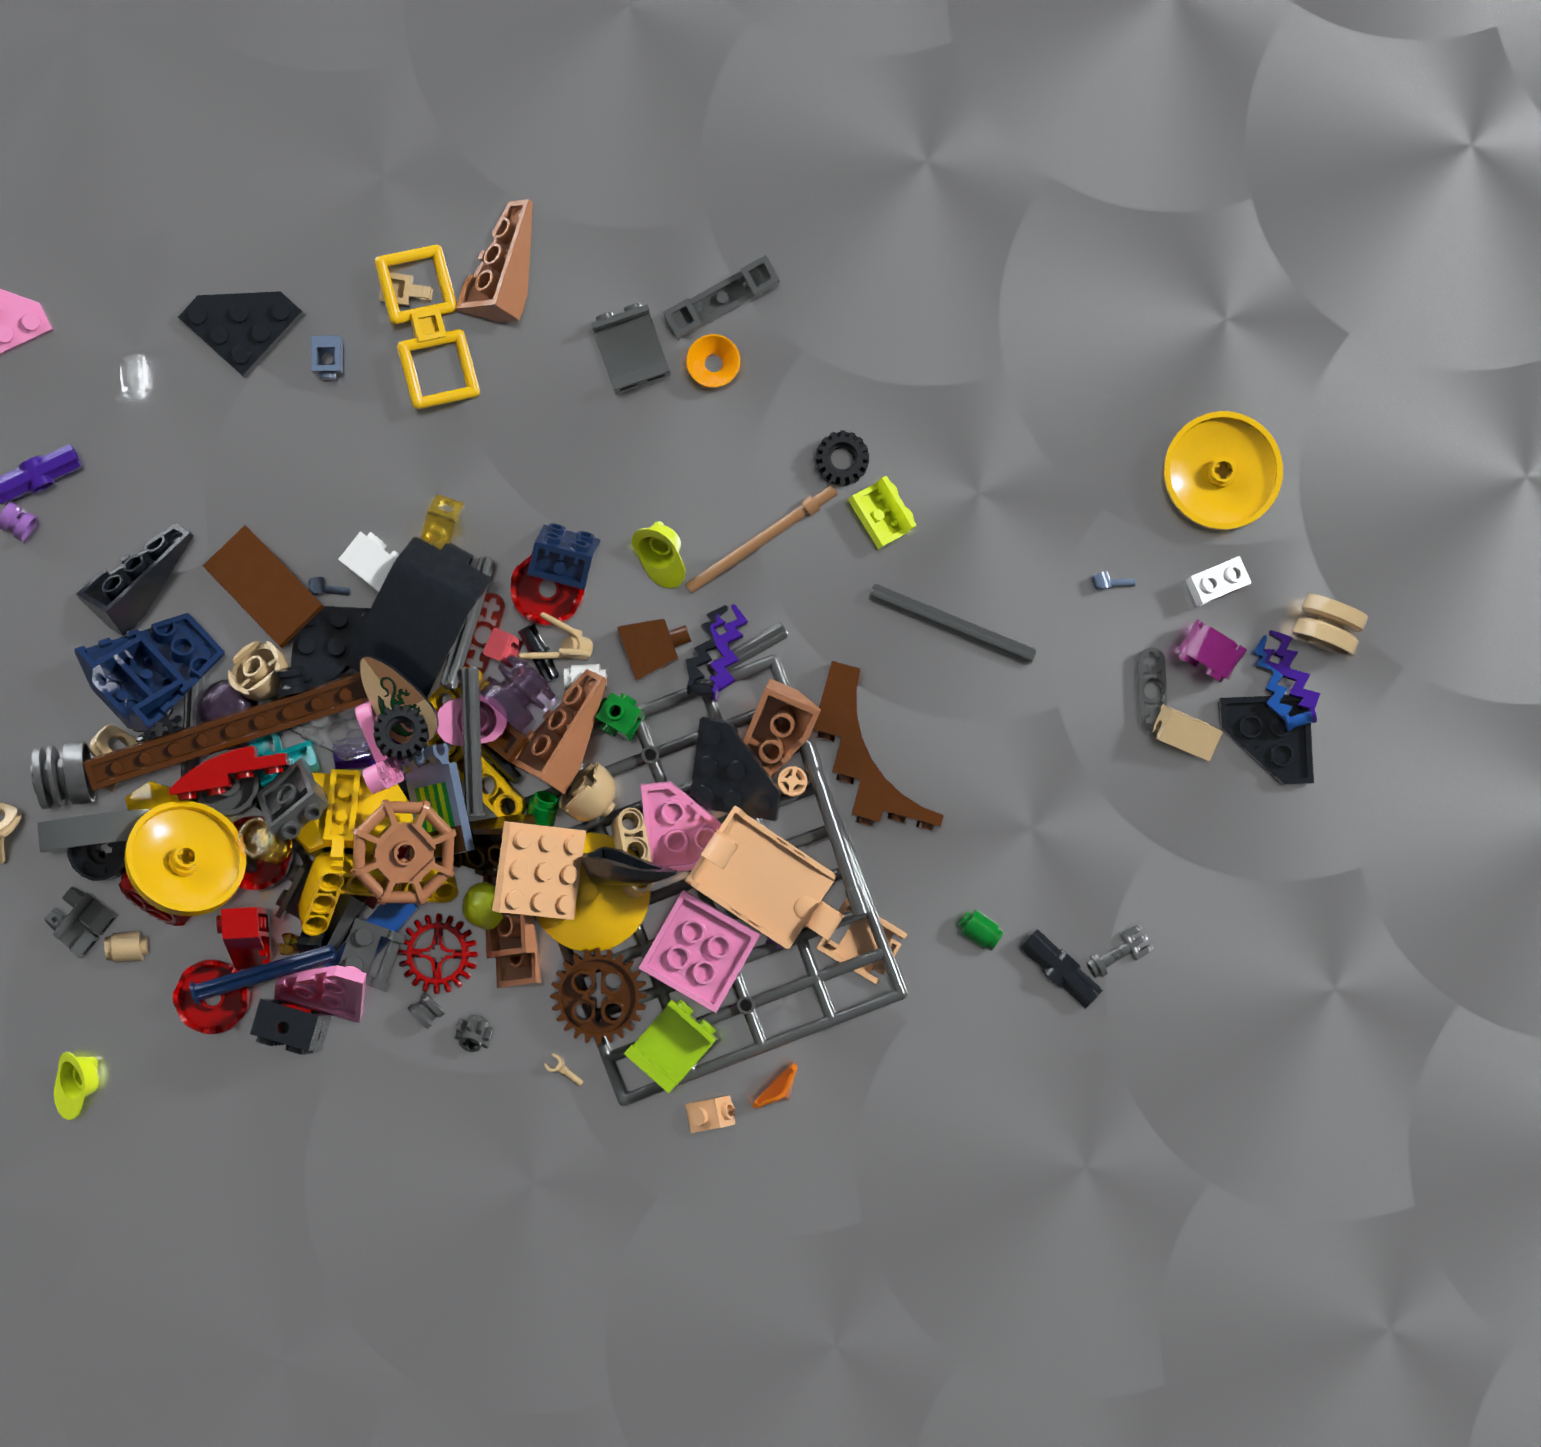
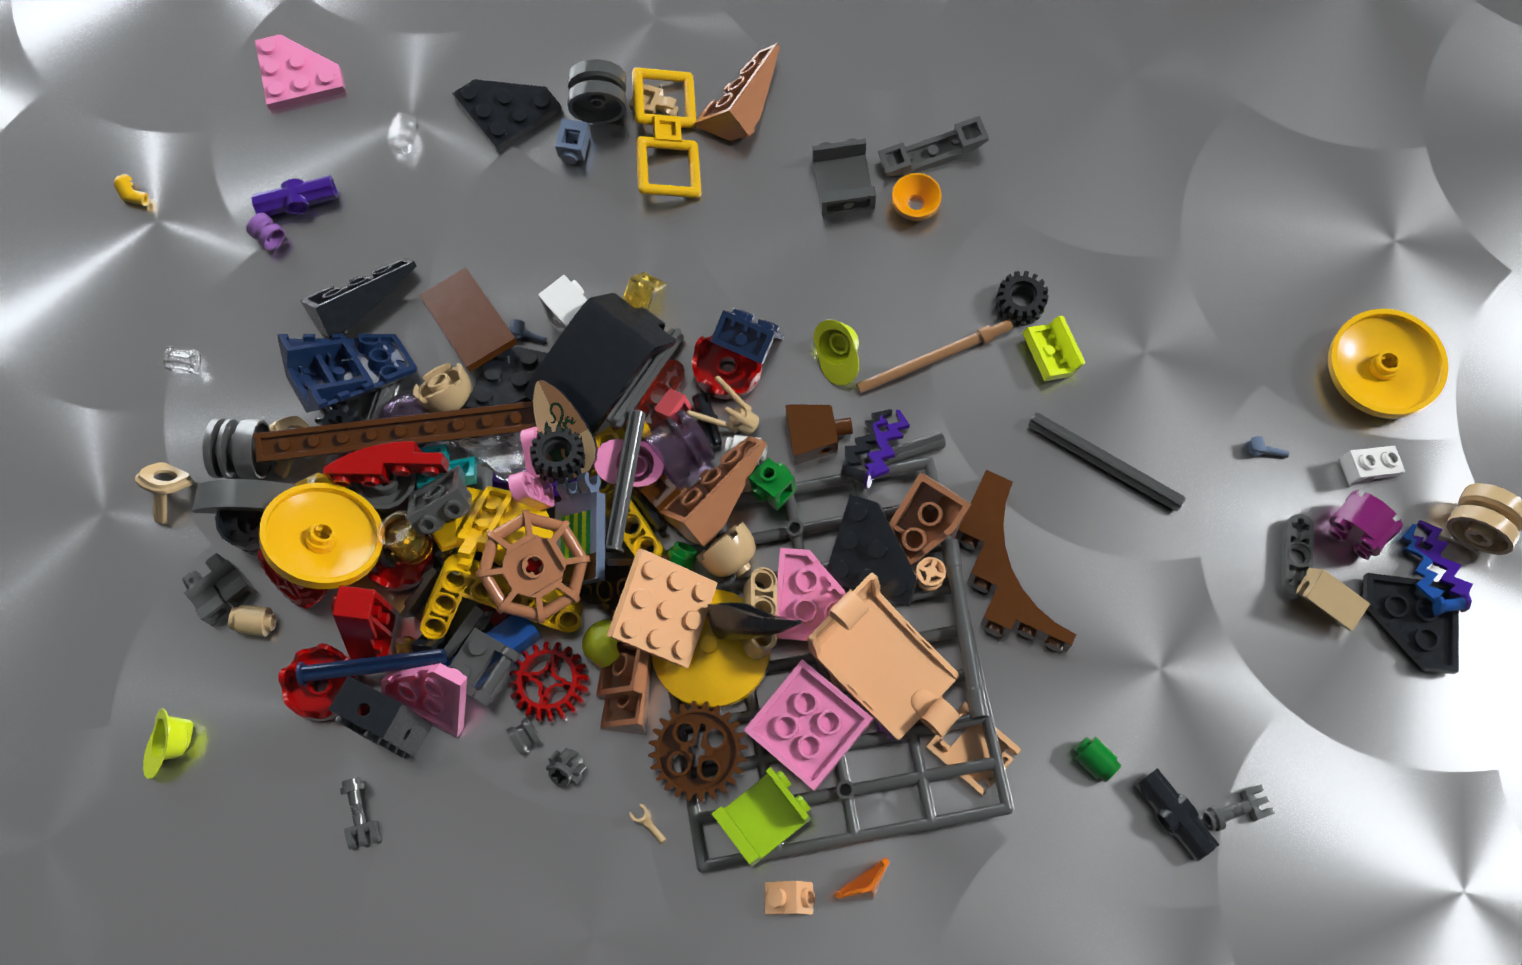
camera: 10 degrees right, 15 degrees down
(270, 1091) = (352, 789): none -> dark grey hinge
(291, 680) = (468, 394): black wheel -> none
(342, 297) = (596, 91): none -> dark grey wheel

